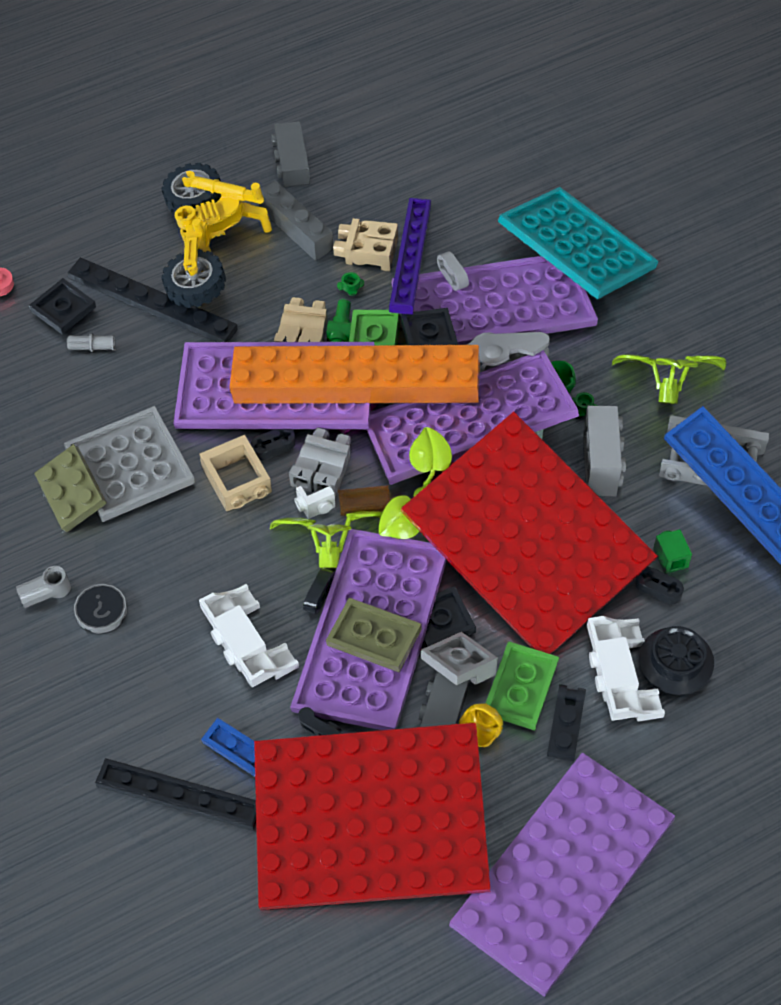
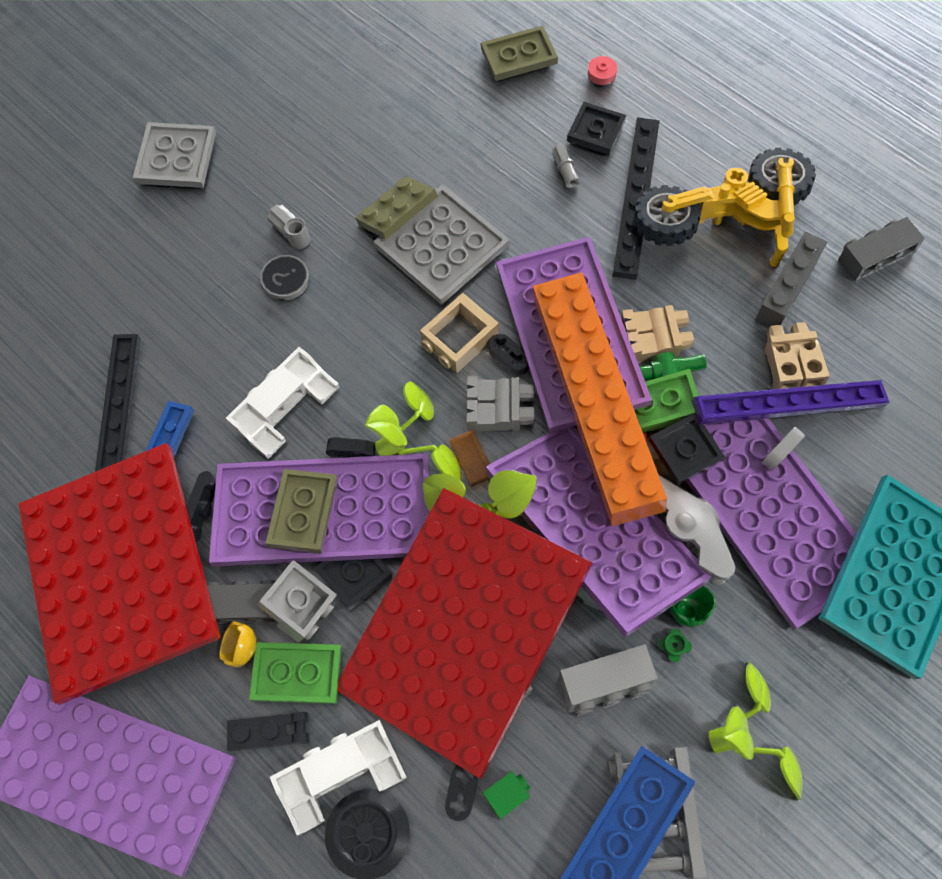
camera: 75 degrees right, 10 degrees up
(316, 503) = (449, 416): white bracket -> none
(350, 283) = (738, 354): green plate -> none

